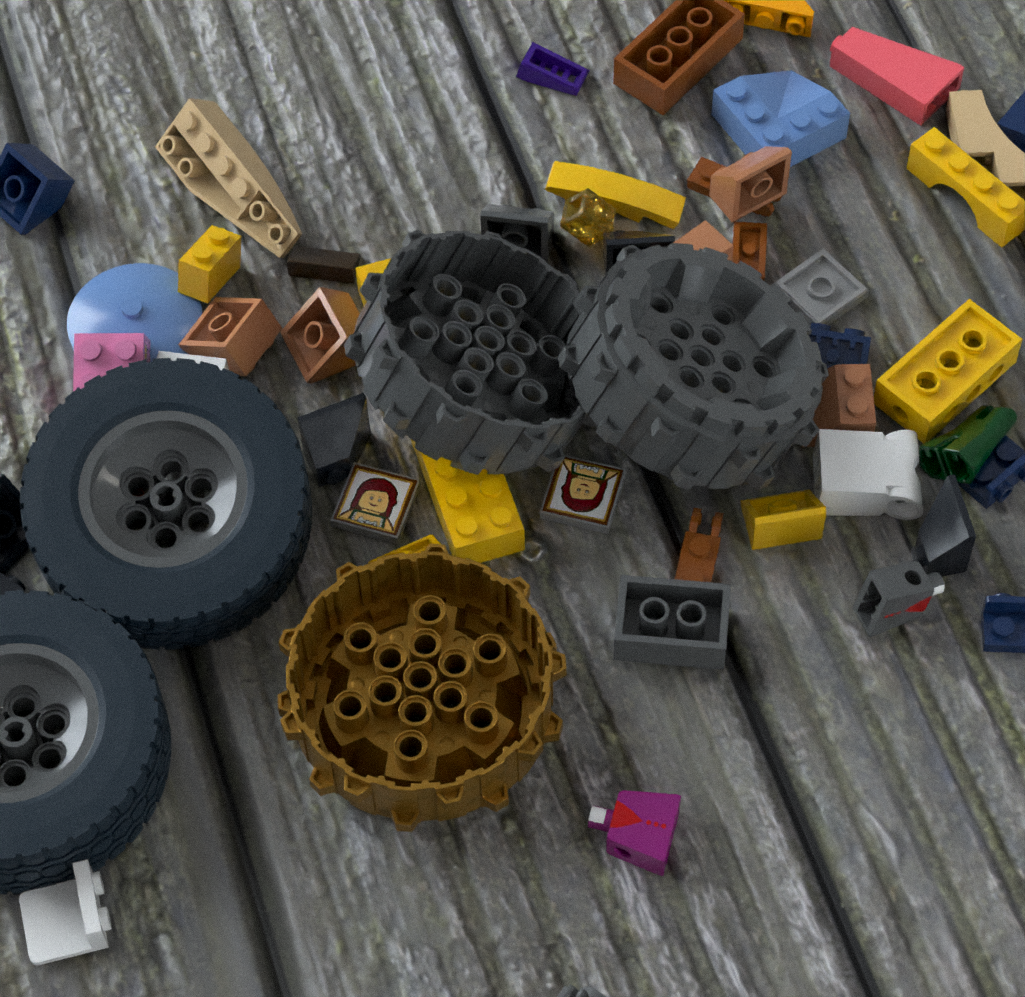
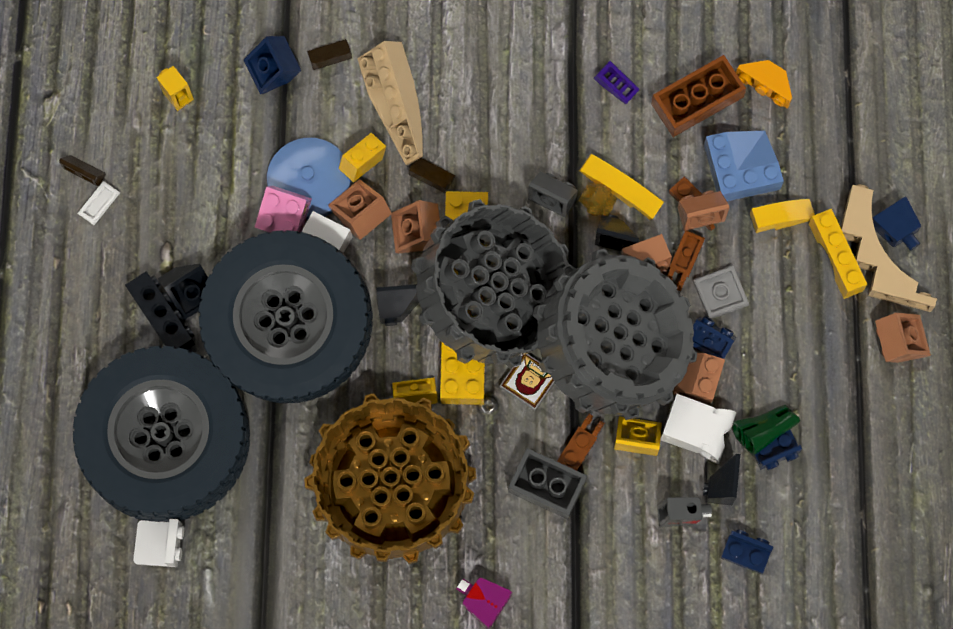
camera: 20 degrees right, 15 degrees up
(111, 154) = (329, 54): none -> dark brown slope
(375, 503) = (408, 346): tile -> none
(862, 163) = (781, 214): none -> yellow slope
(896, 73) = (827, 156): coral slope -> none
(947, 370) = (774, 363): yellow brick -> none

